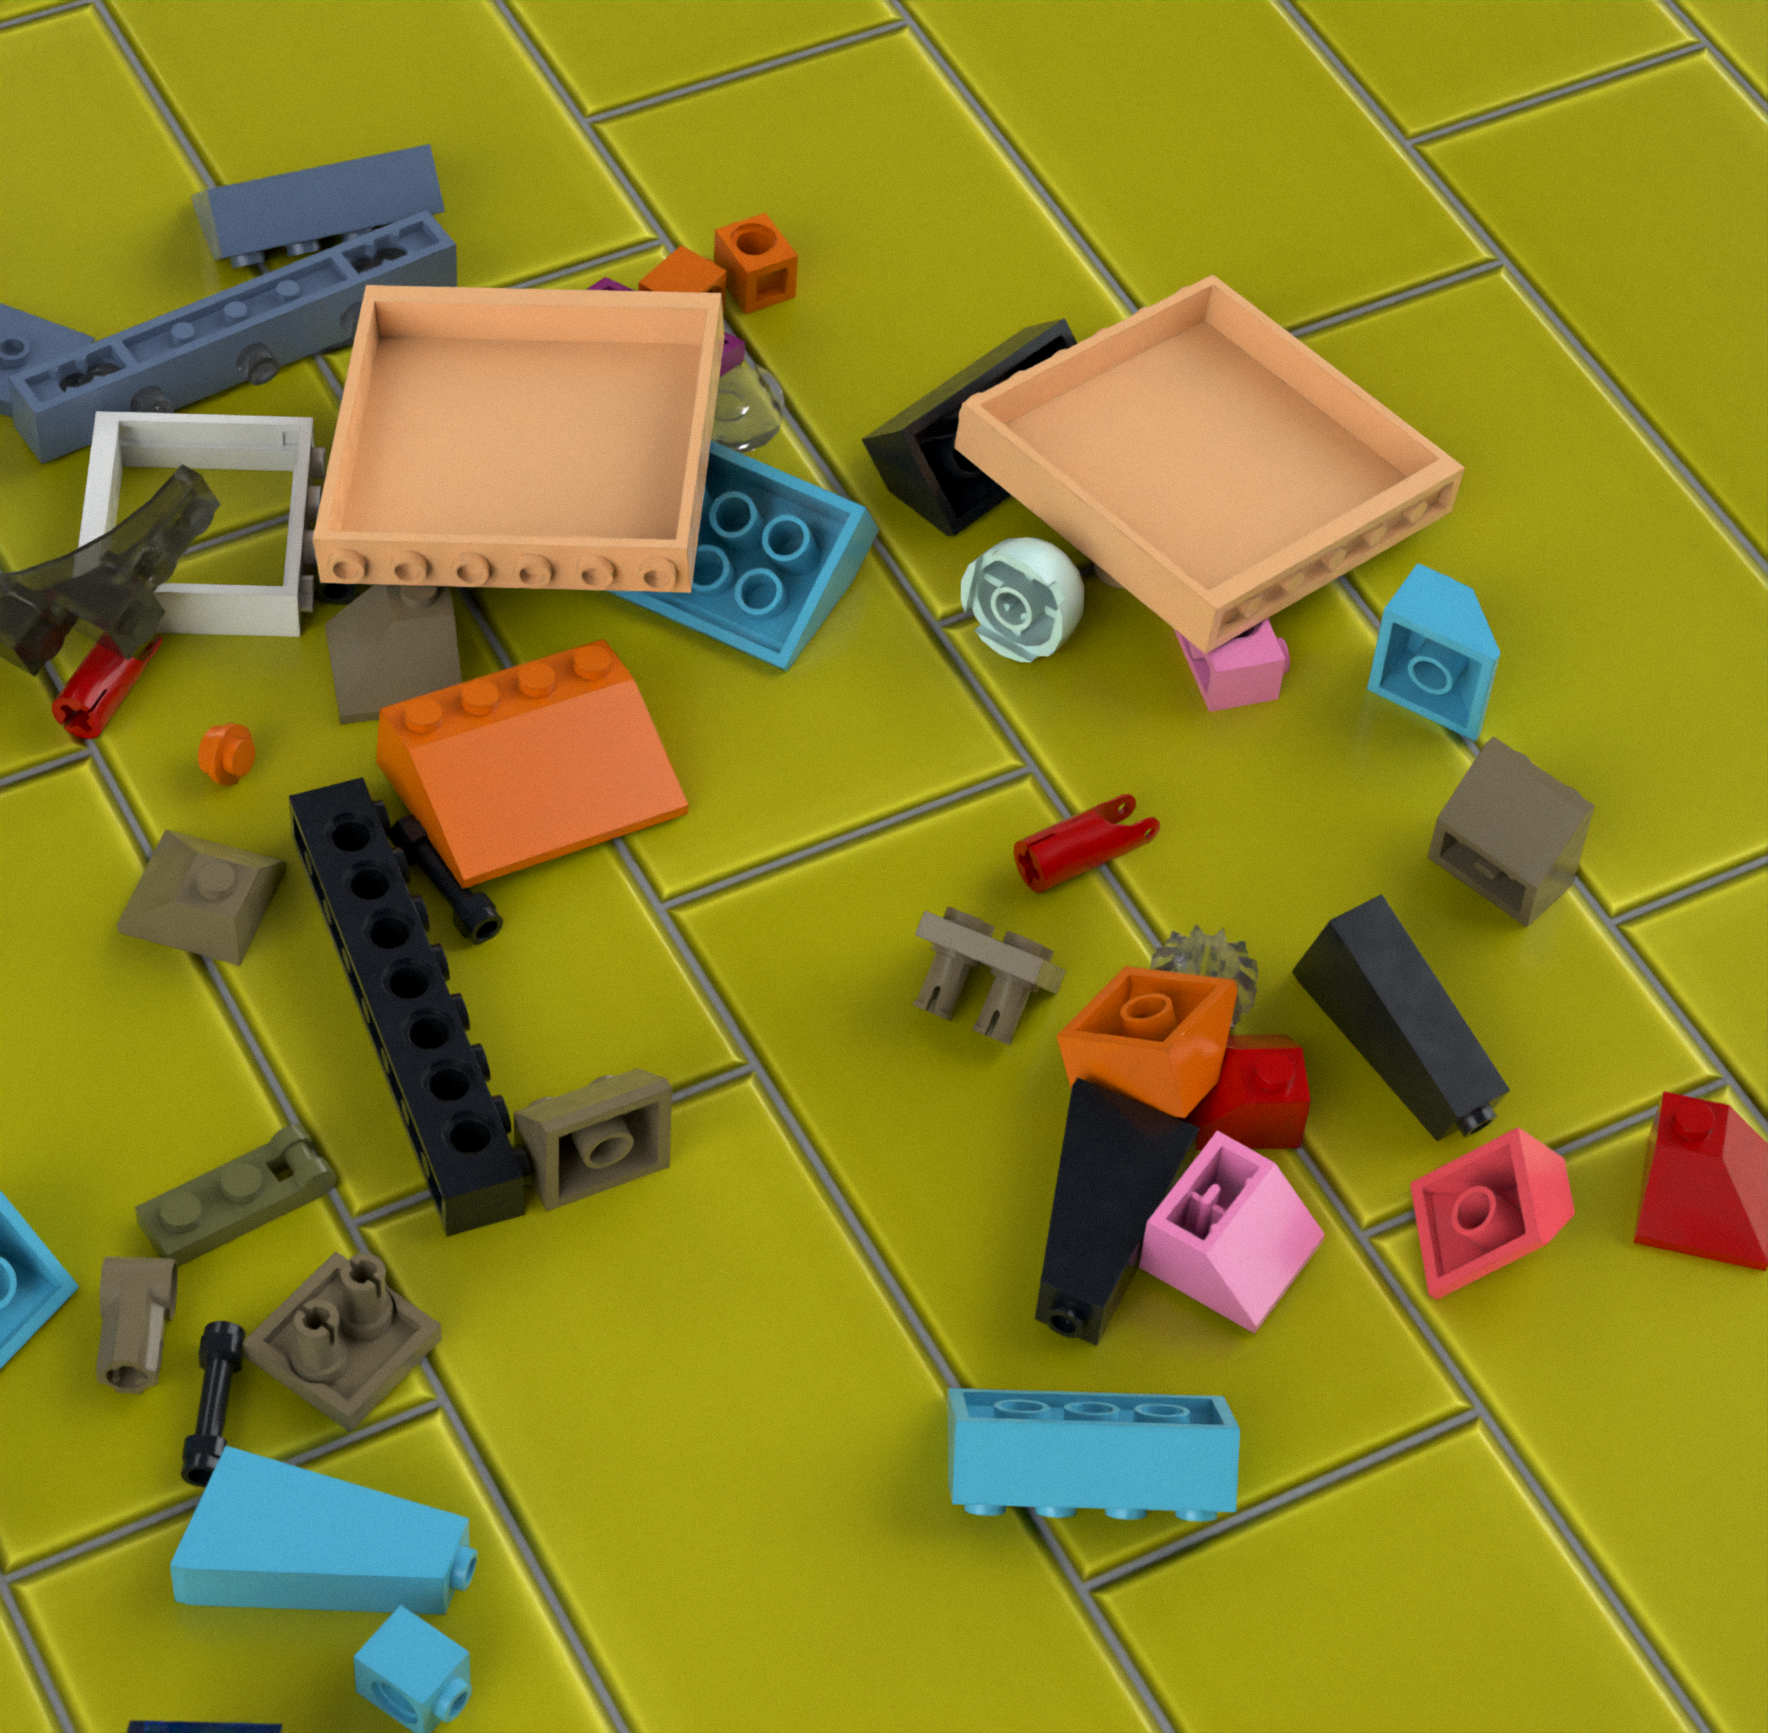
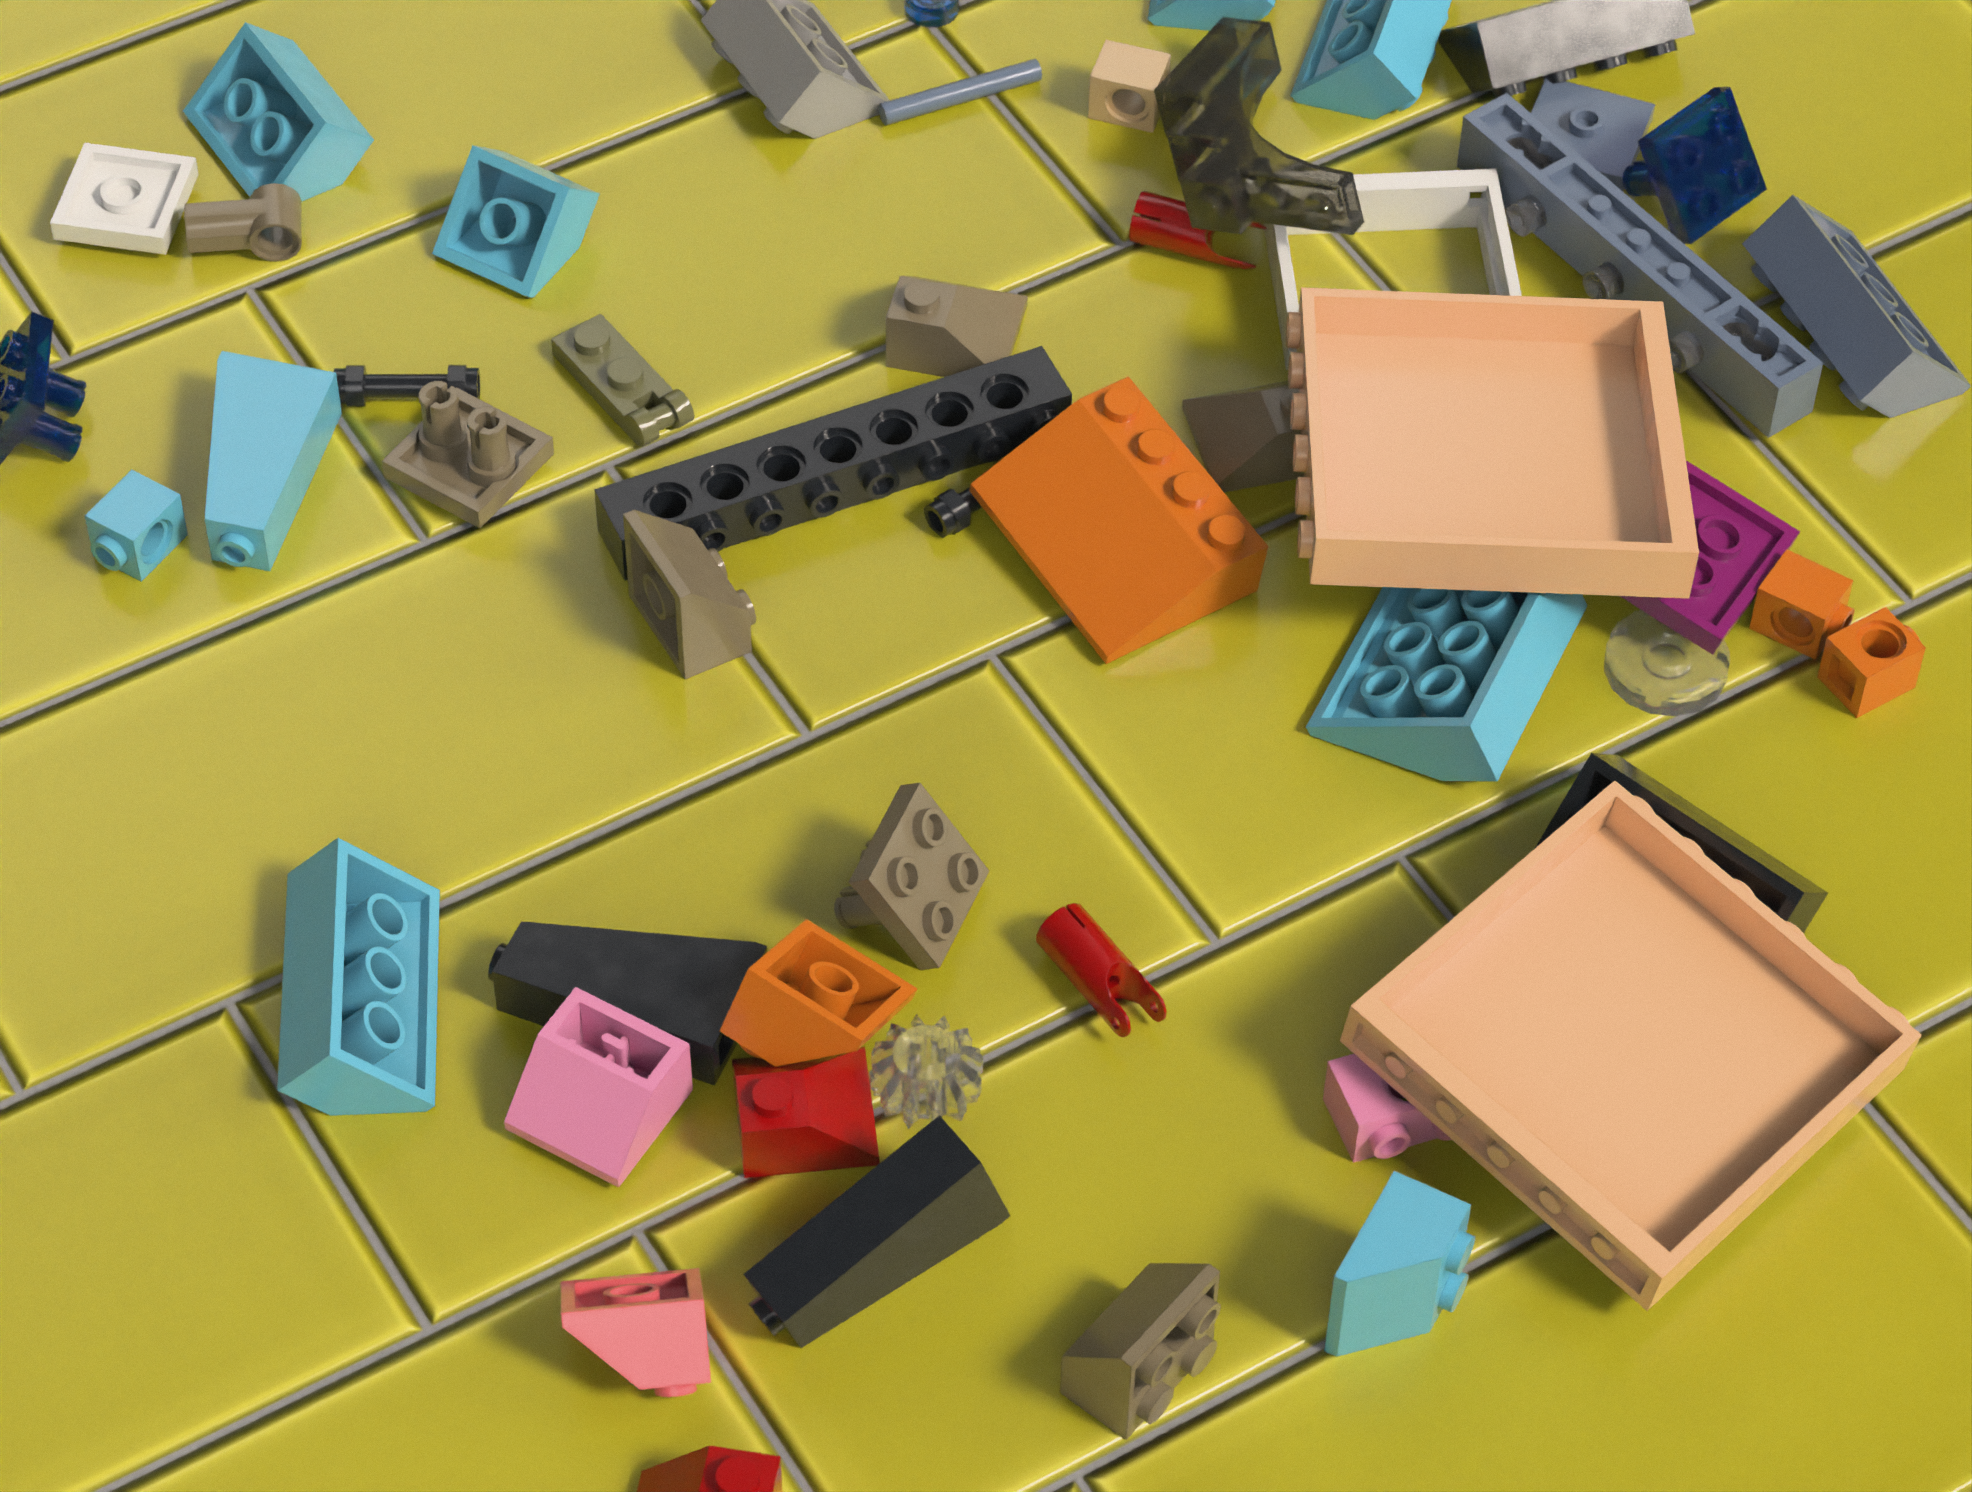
camera: 90 degrees right, 0 degrees up
(120, 261) = (1698, 166): none -> clear blue plate
(134, 1306) = (504, 323): dark tan piece -> none
(226, 753) = (1112, 319): orange plate -> none
(1024, 597) = (1415, 898): light aqua cylinder -> none

